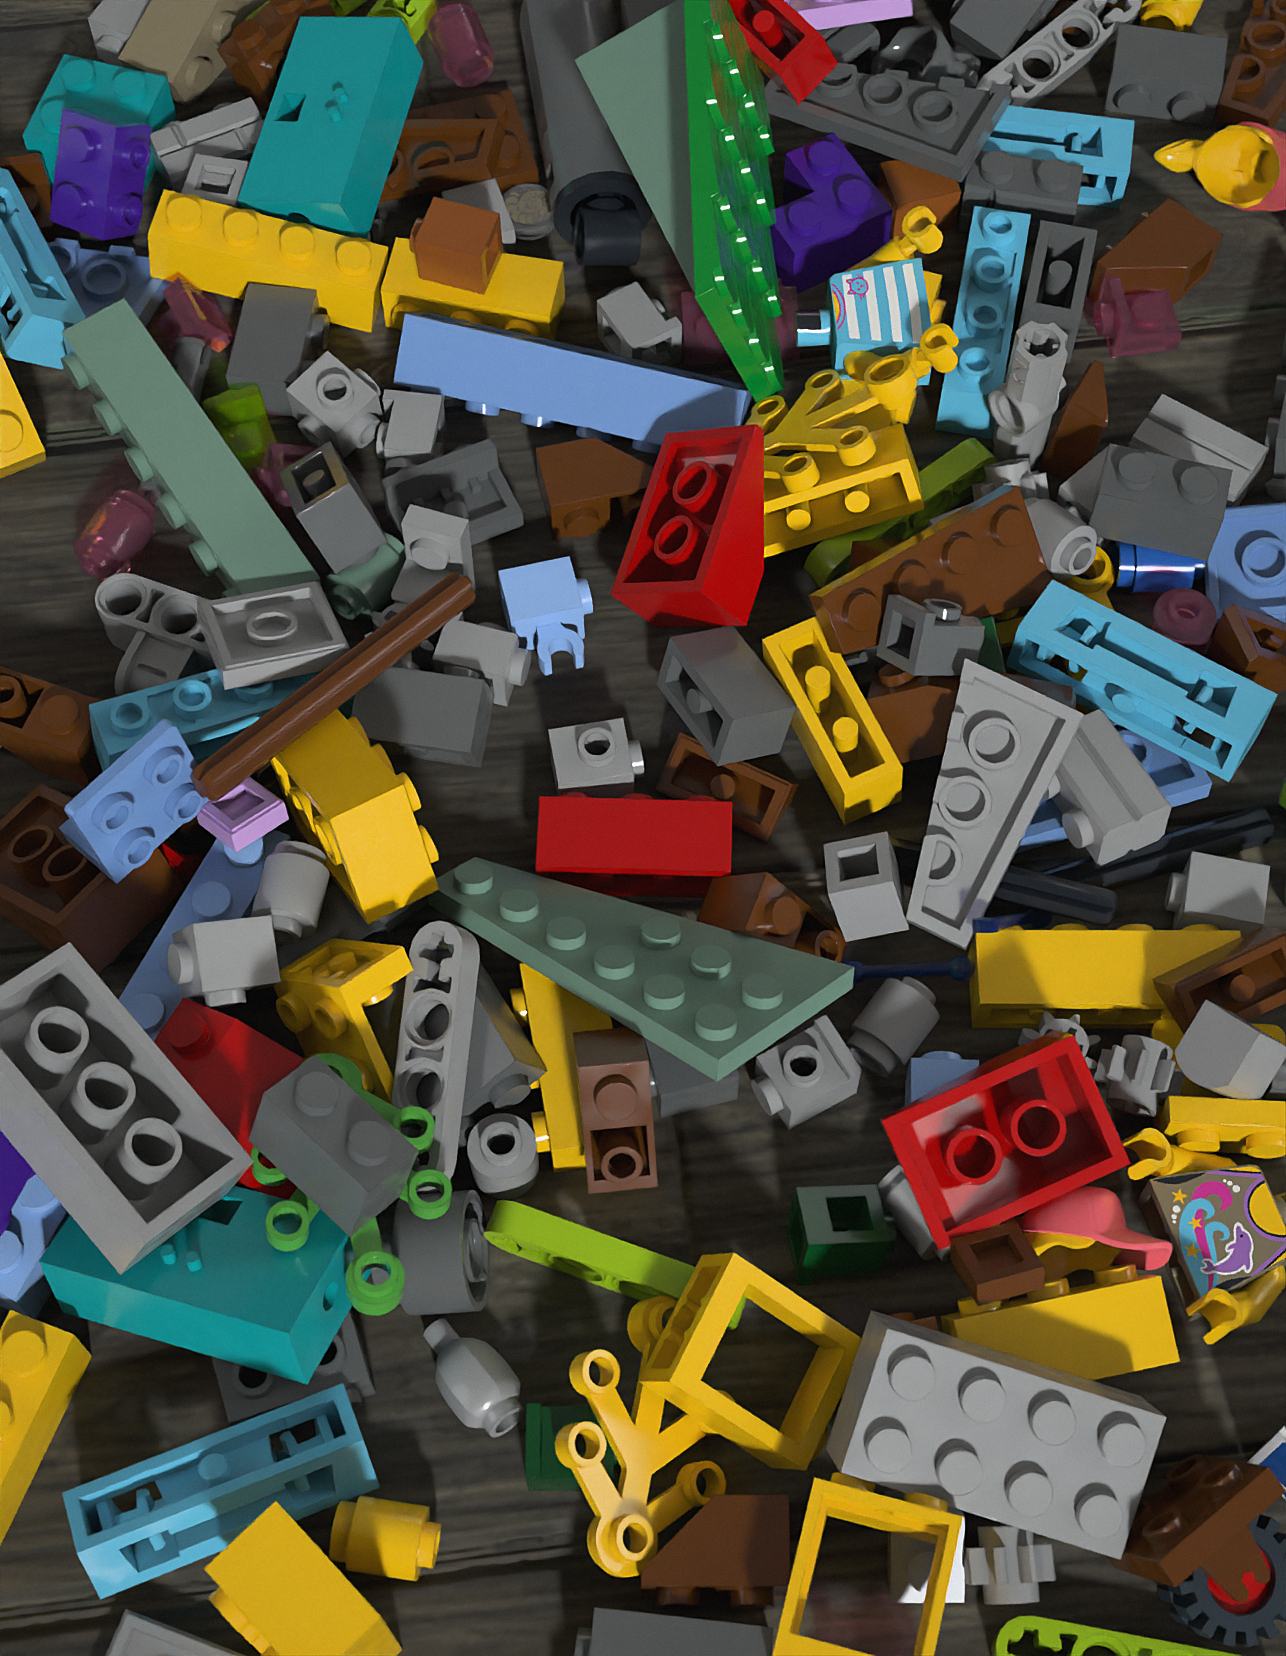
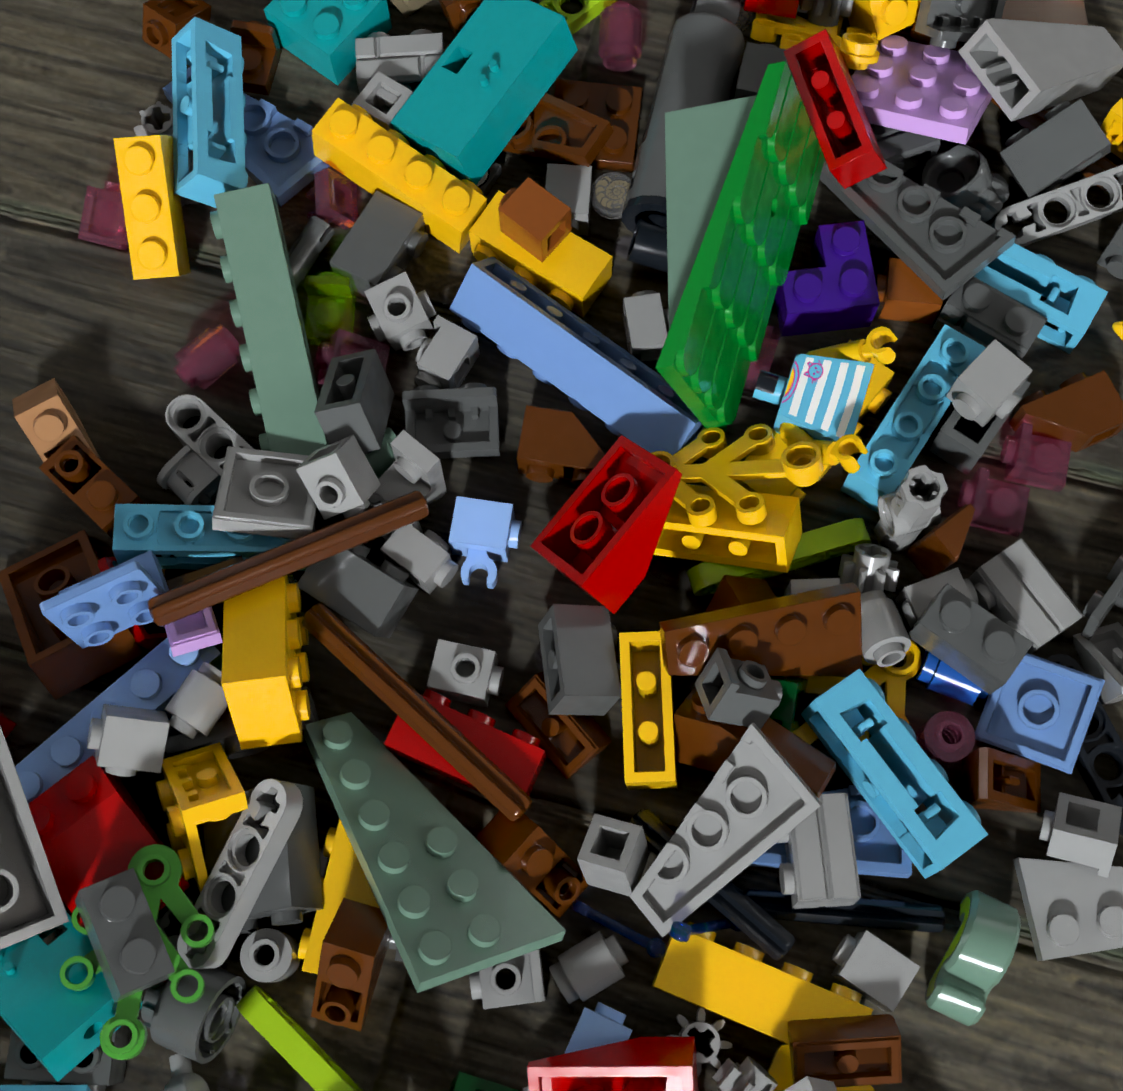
camera: 25 degrees right, 10 degrees up
(100, 174) = (307, 61): dark purple bracket -> none
(354, 587) = (339, 478): none -> light grey brick
(565, 810) = (417, 712): none -> reddish brown axle
(1056, 238) = (989, 385): none -> light grey brick
(1126, 375) = (997, 503): none -> clear pink bracket

